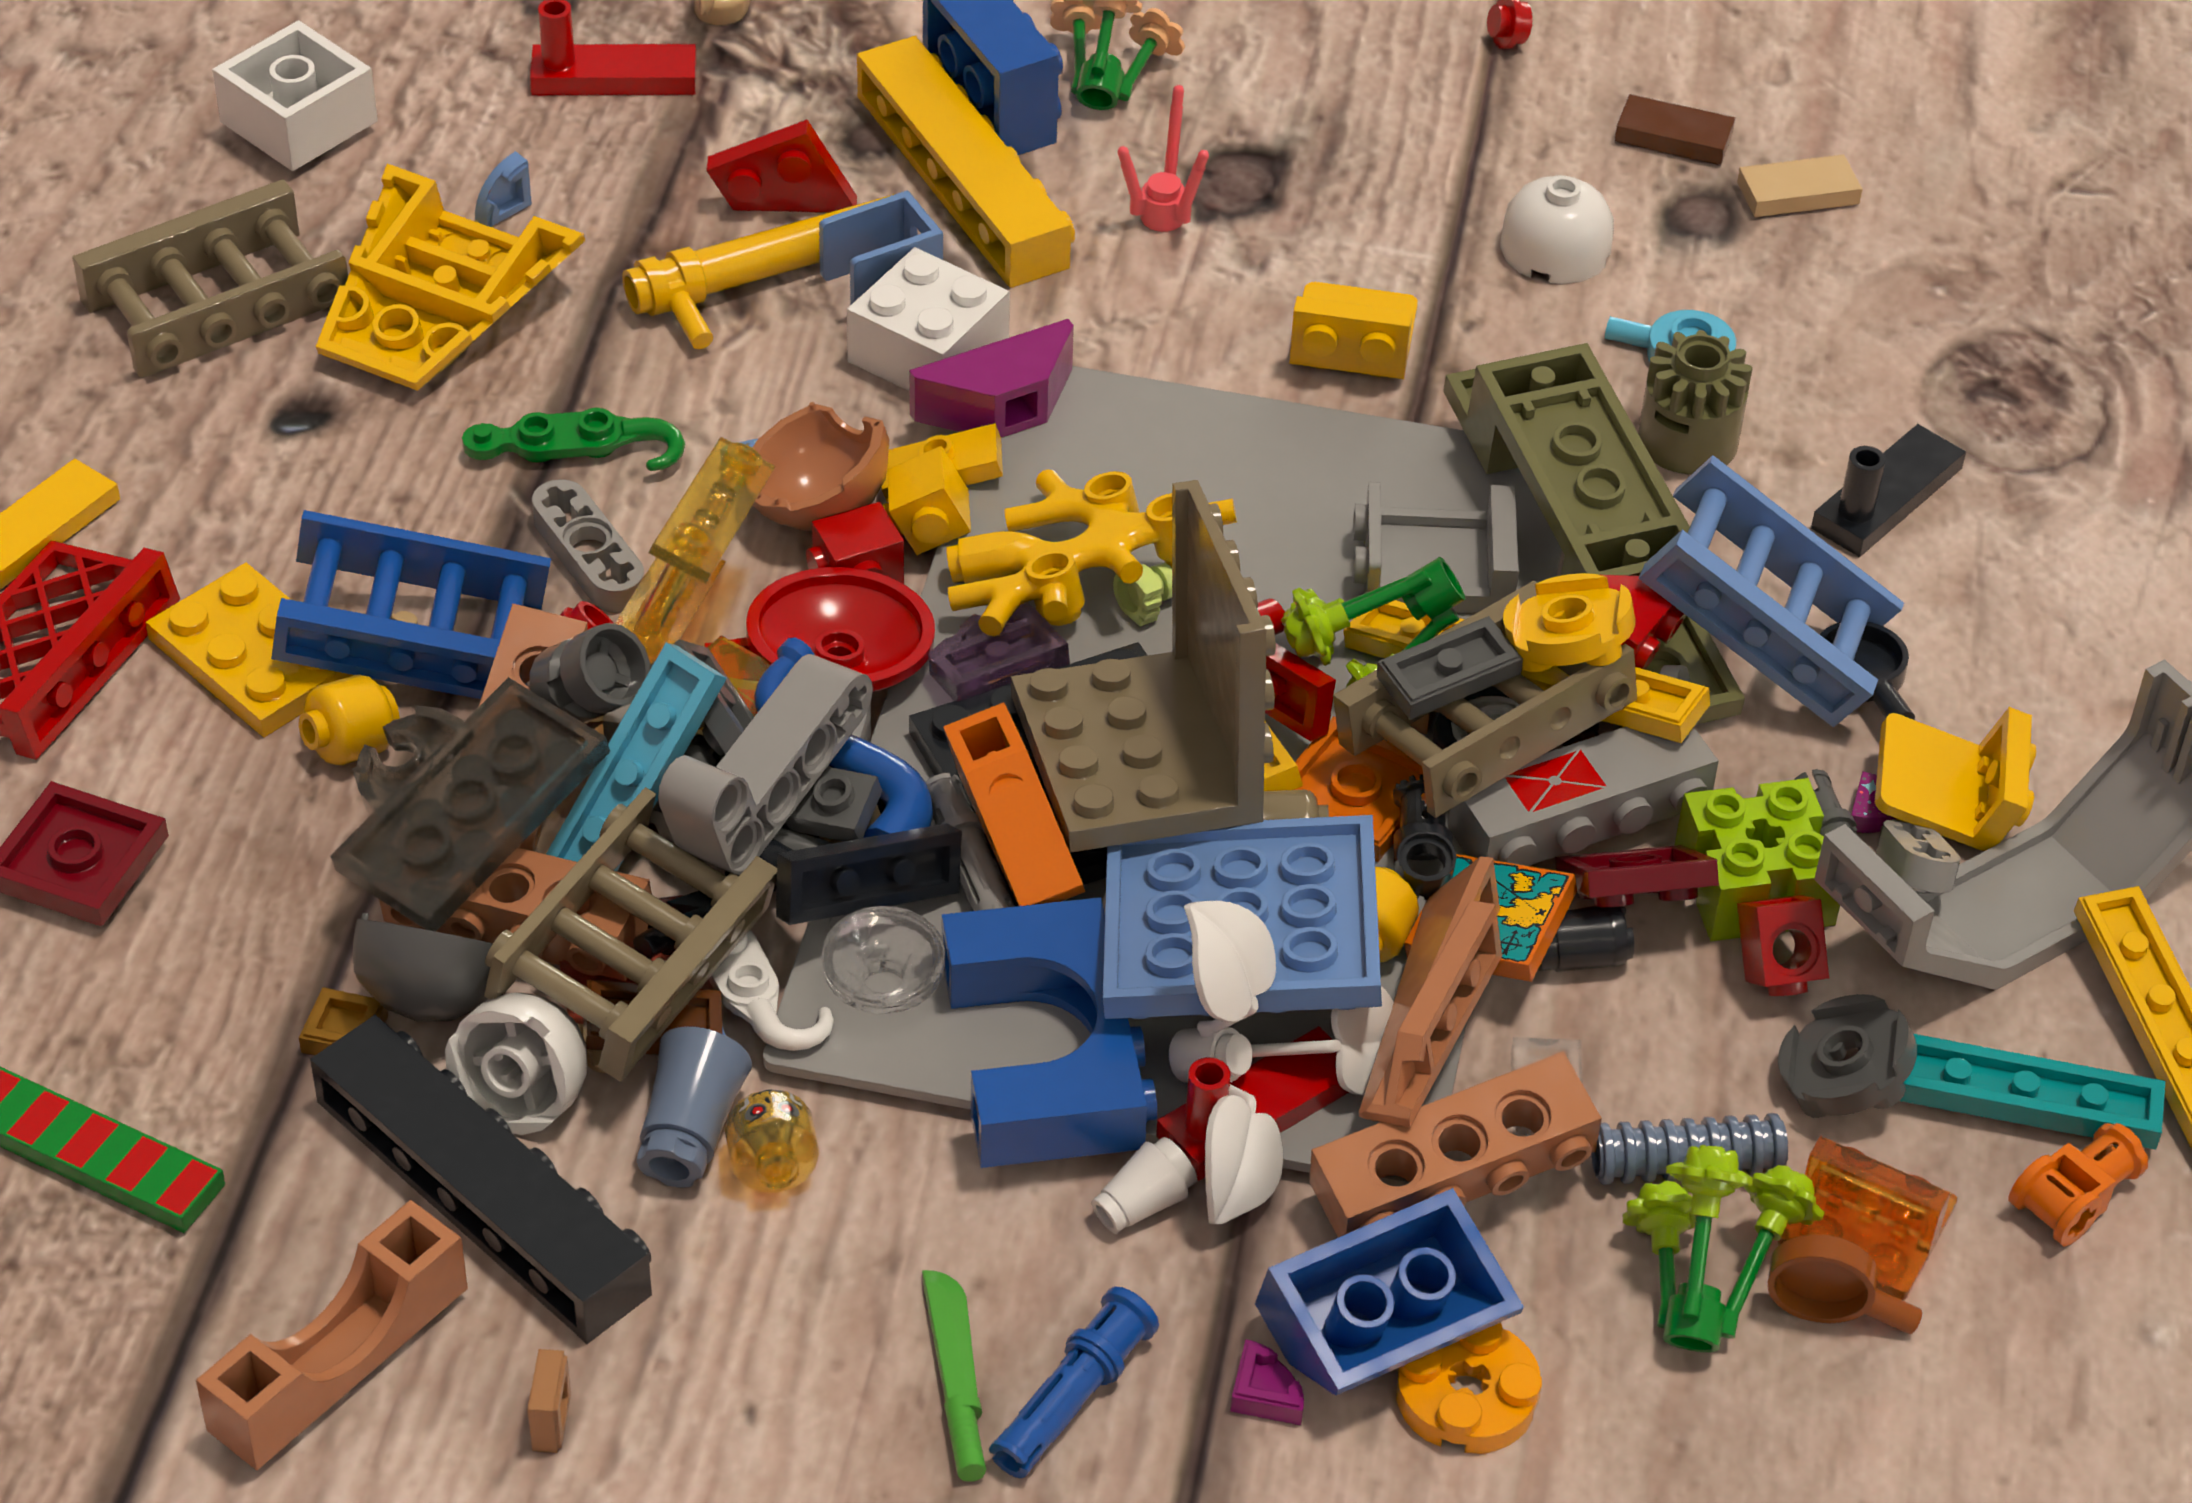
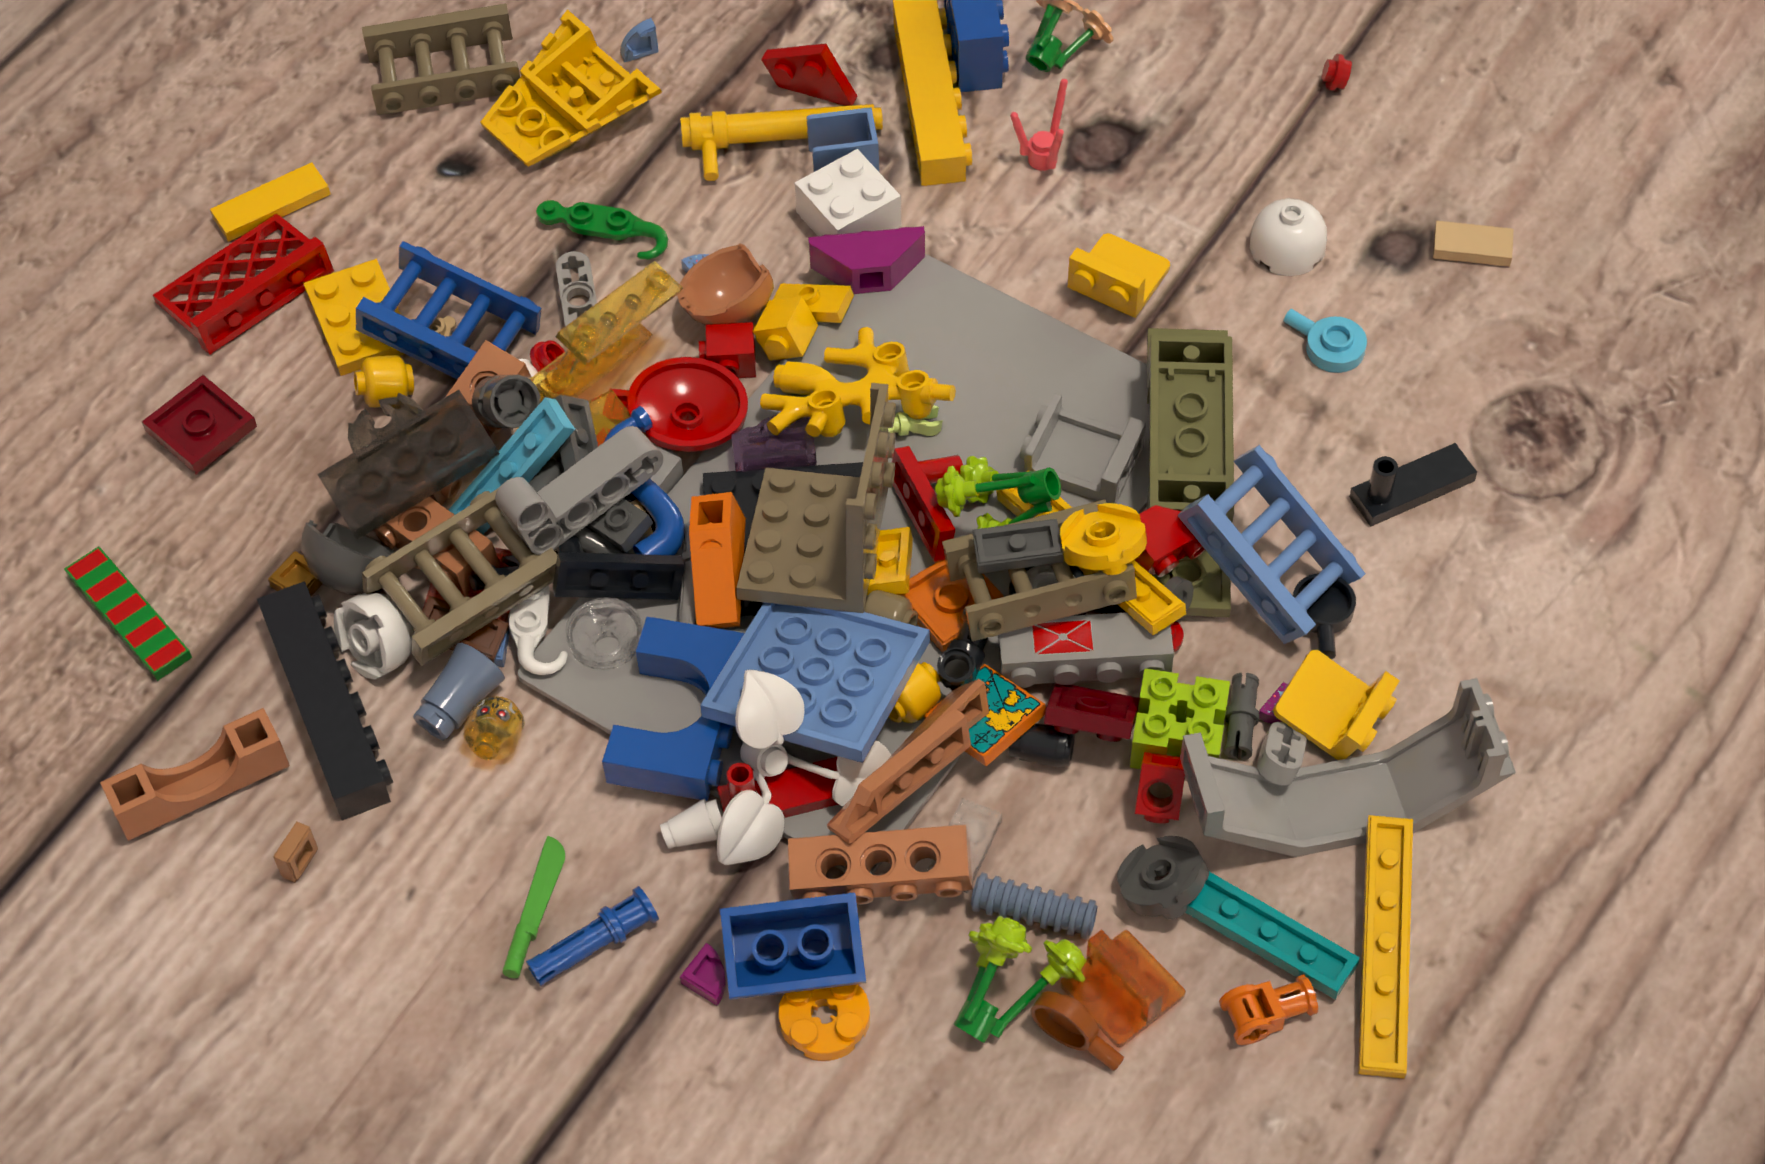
camera: 25 degrees right, 10 degrees up
(1675, 129) = (1410, 179): reddish brown tile -> none
(1694, 402) = (1304, 391): olive gear -> none

